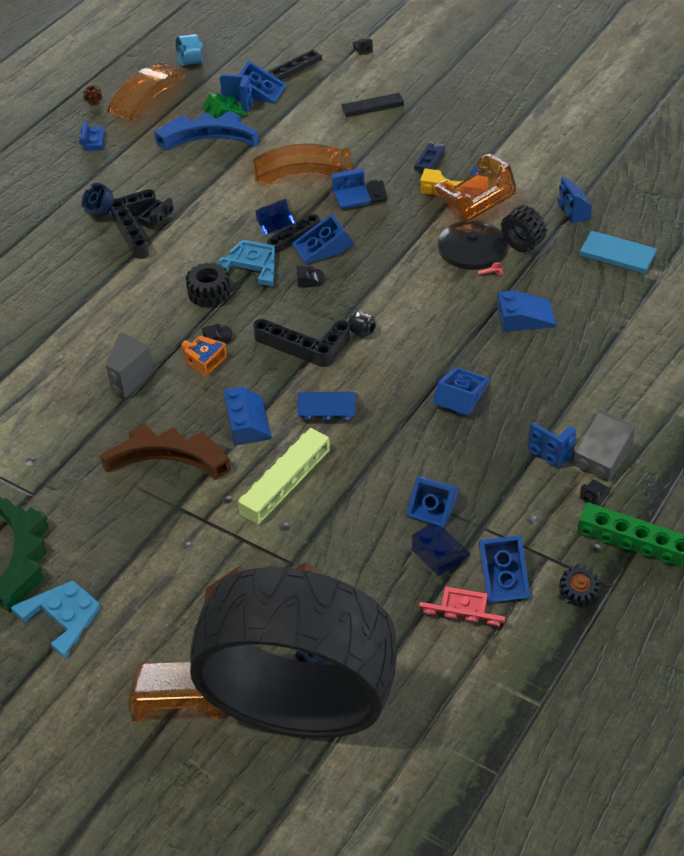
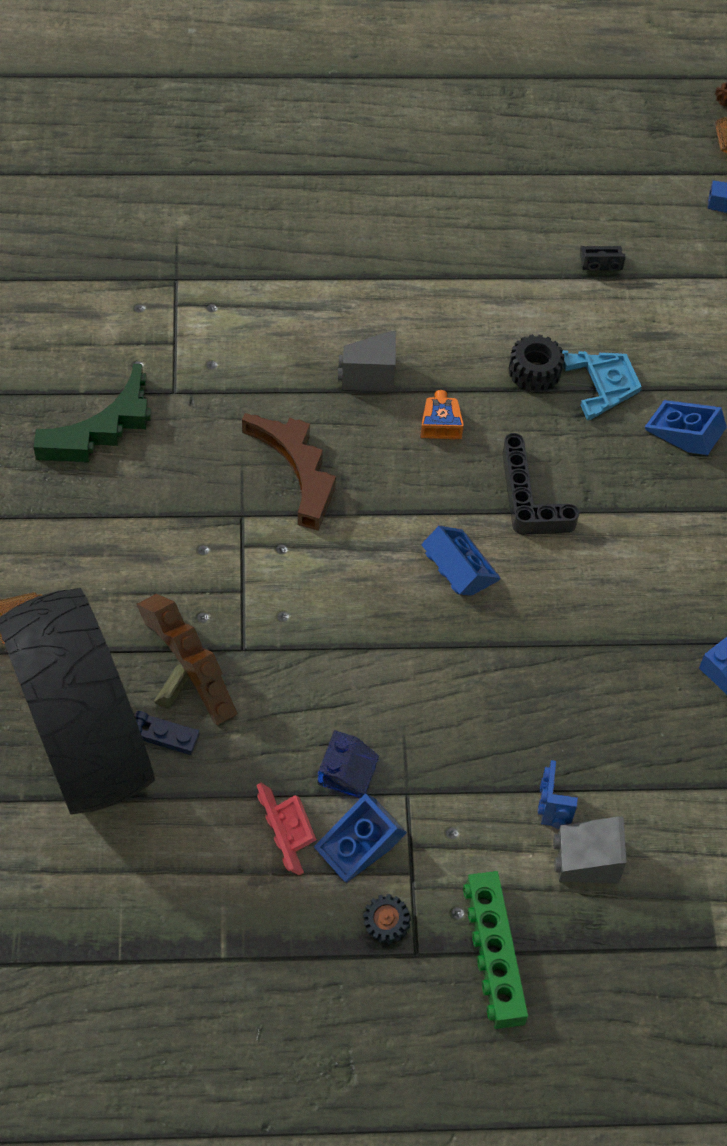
camera: 50 degrees right, 10 degrees up
(68, 607) = (68, 502): dark azure wing -> none
(91, 137) = (665, 134): blue bracket -> none
(97, 199) = (572, 199): dark blue cylinder -> none
(123, 214) = (578, 227): black beam -> none
(218, 332) = (478, 413): black rock -> none
(246, 416) = (390, 501): blue slope -> none
(275, 216) = (684, 361): clear blue slope -> none
(283, 476) = (339, 578): yellowish green brick -> none
(305, 223) = (680, 389): black beam -> none
(309, 276) = (625, 443): black rock -> none
(362, 324) = (593, 529): black head -> none
(432, 501) = (403, 726): blue slope -> none
(460, 391) = (573, 671): blue slope -> none
(594, 492) = (527, 874): black bracket -> none

